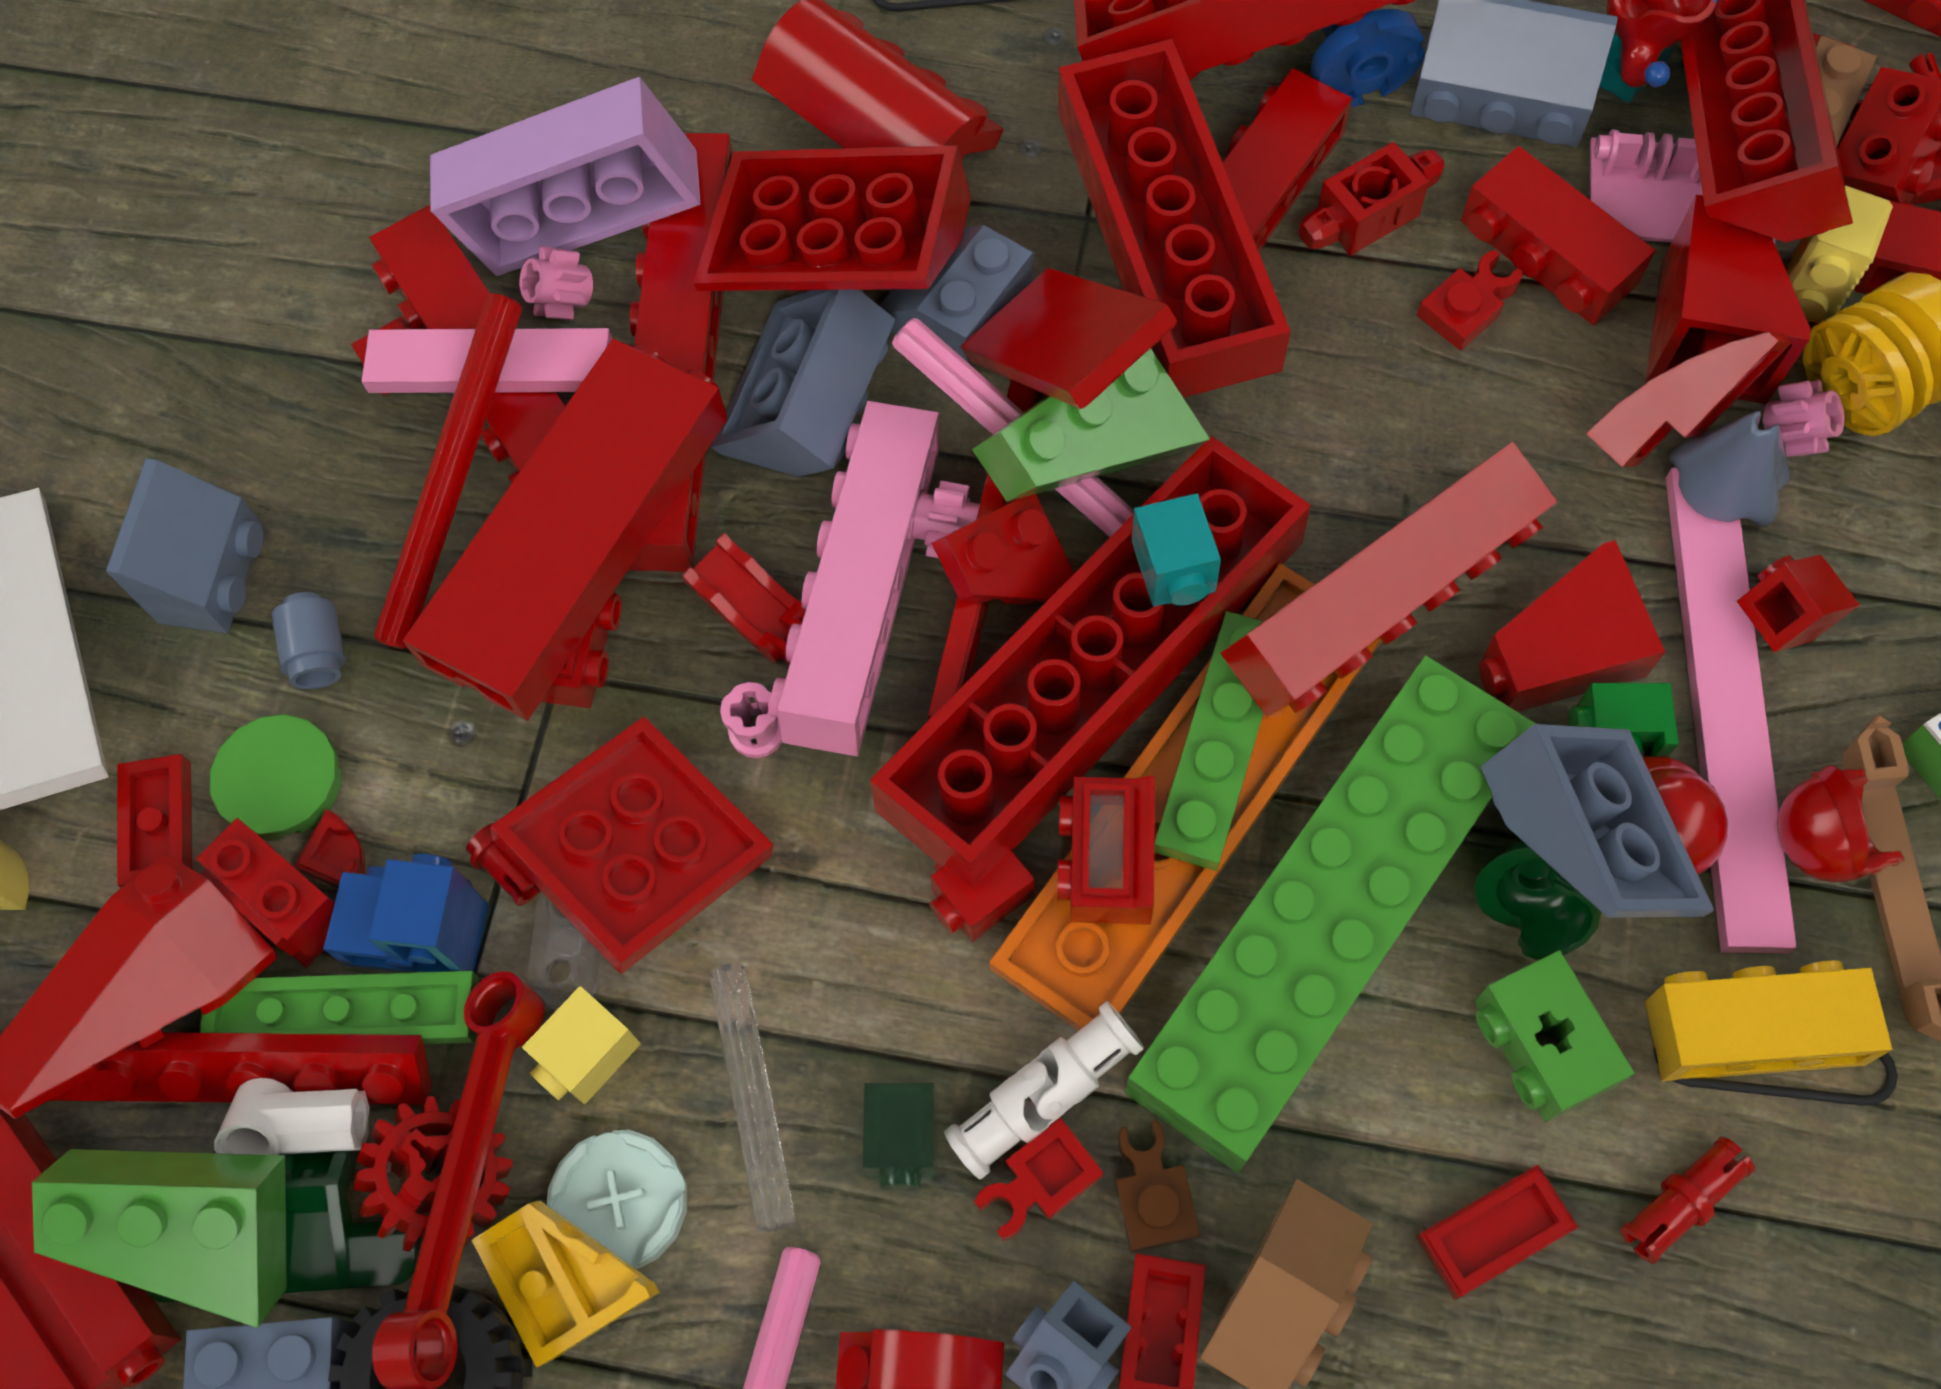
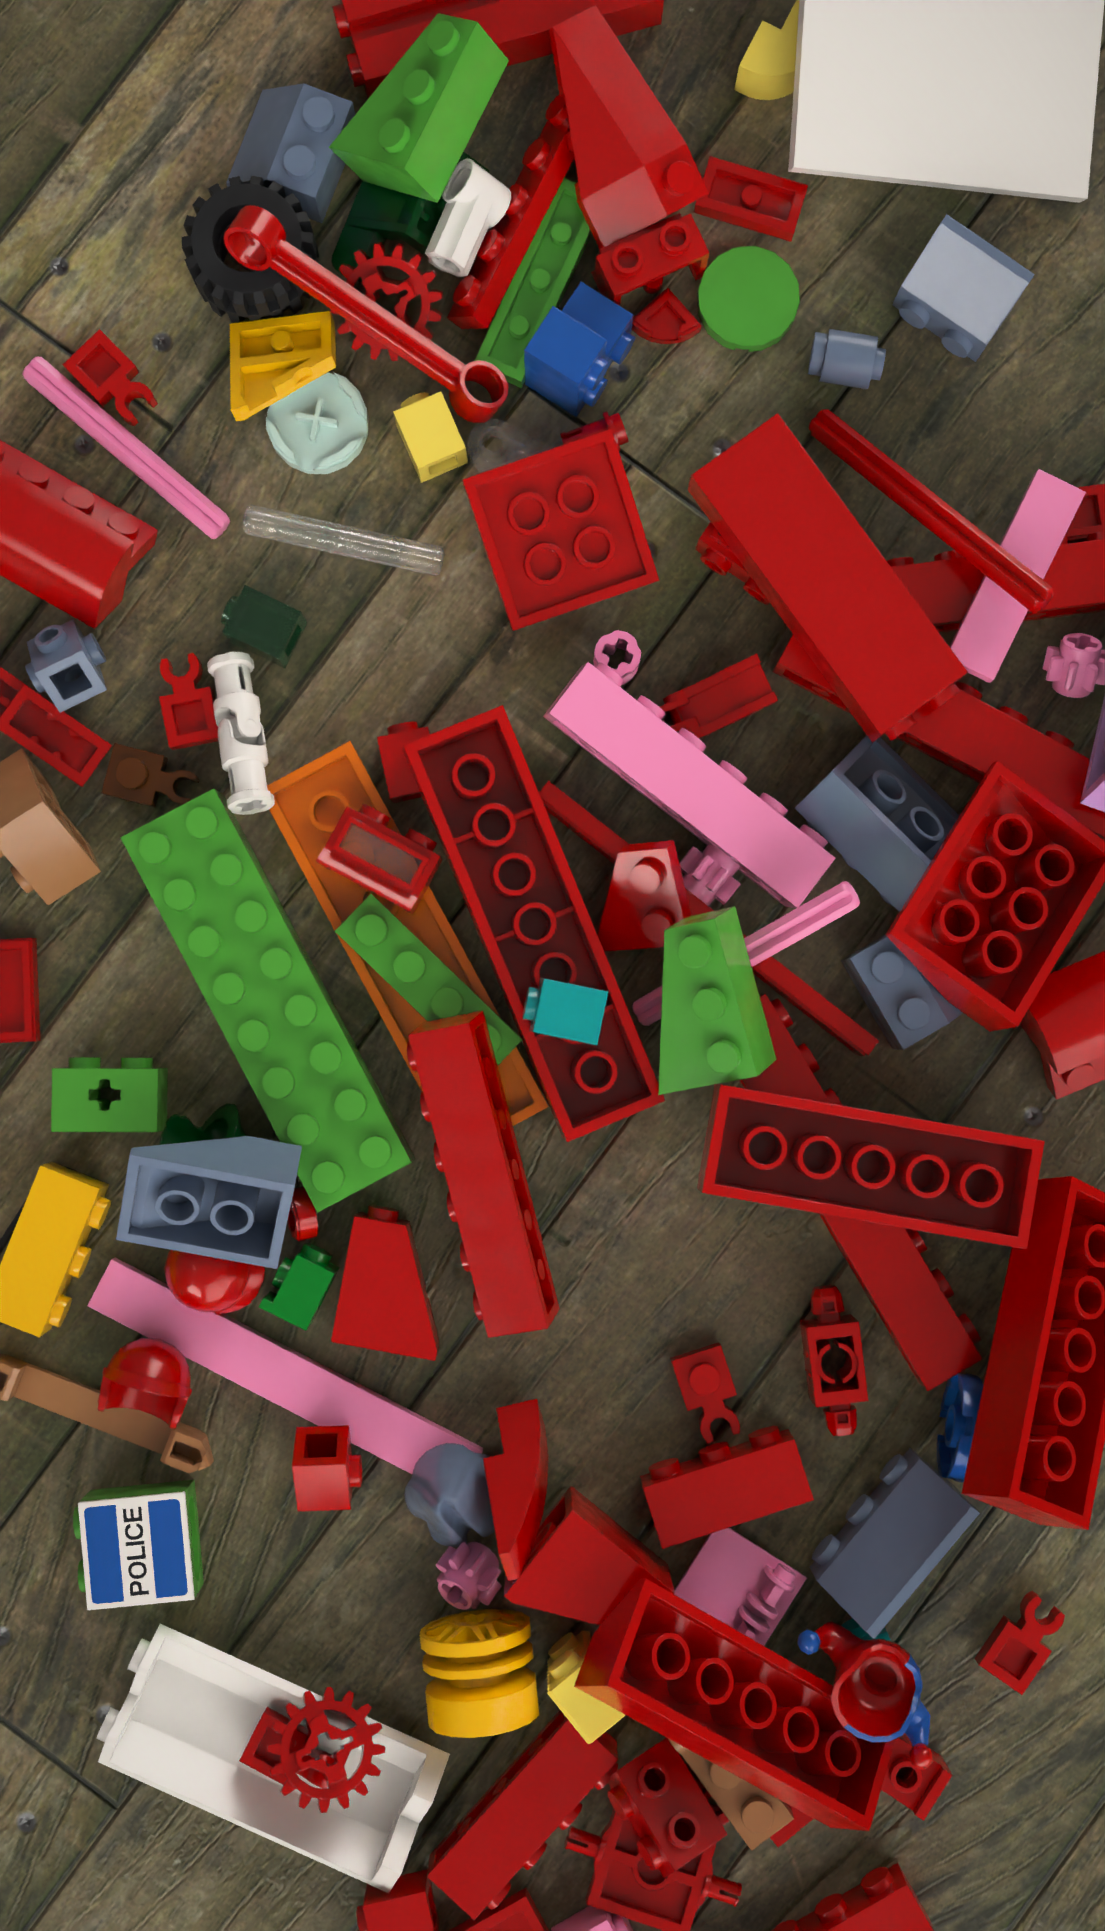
camera: 105 degrees right, 20 degrees up
(1069, 336) = (782, 1016): red tile -> none

